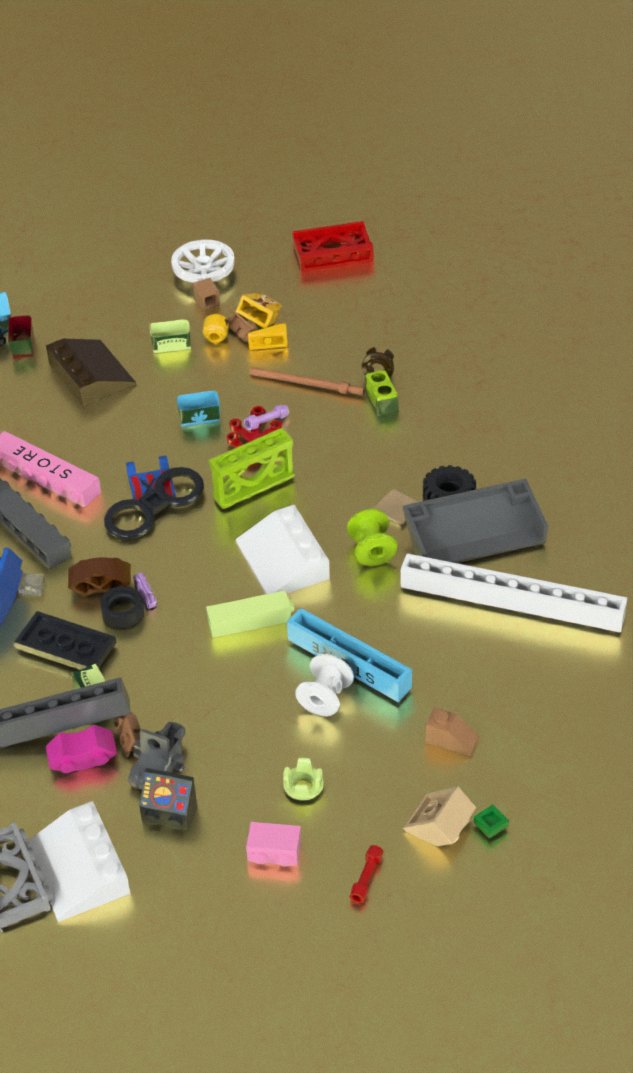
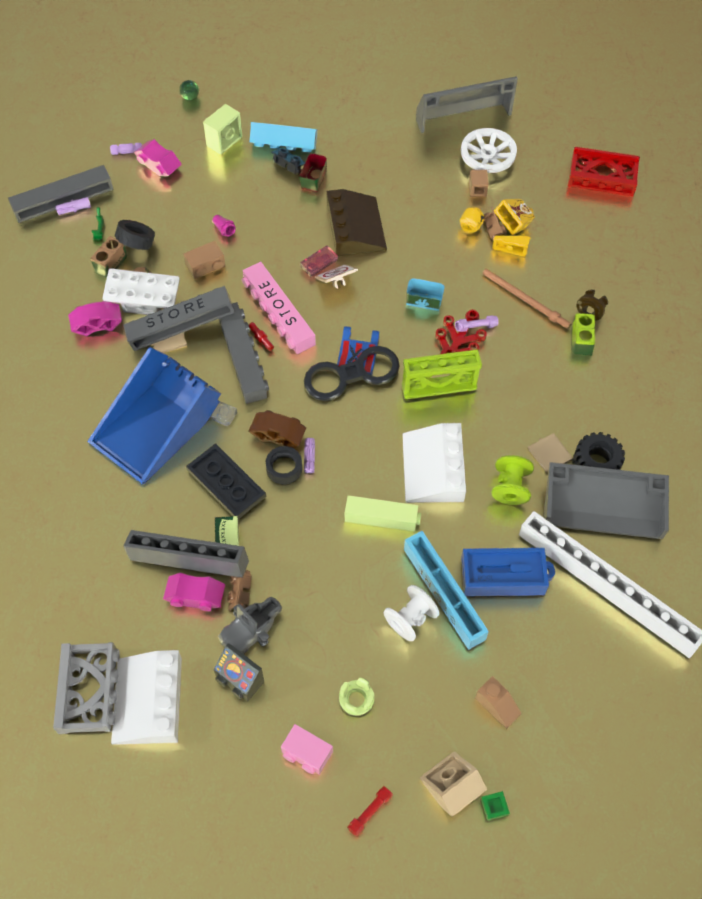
camera: 20 degrees right, 15 degrees up
(38, 502) = (261, 336): none -> red bar
(67, 414) = (319, 261): none -> clear pink plate
(94, 420) = (336, 274): none -> piece
(158, 220) = (466, 99): none -> dark grey slope
(170, 336) = (424, 211): yellowish green piece -> none
(403, 617) = (505, 571): none -> blue piece

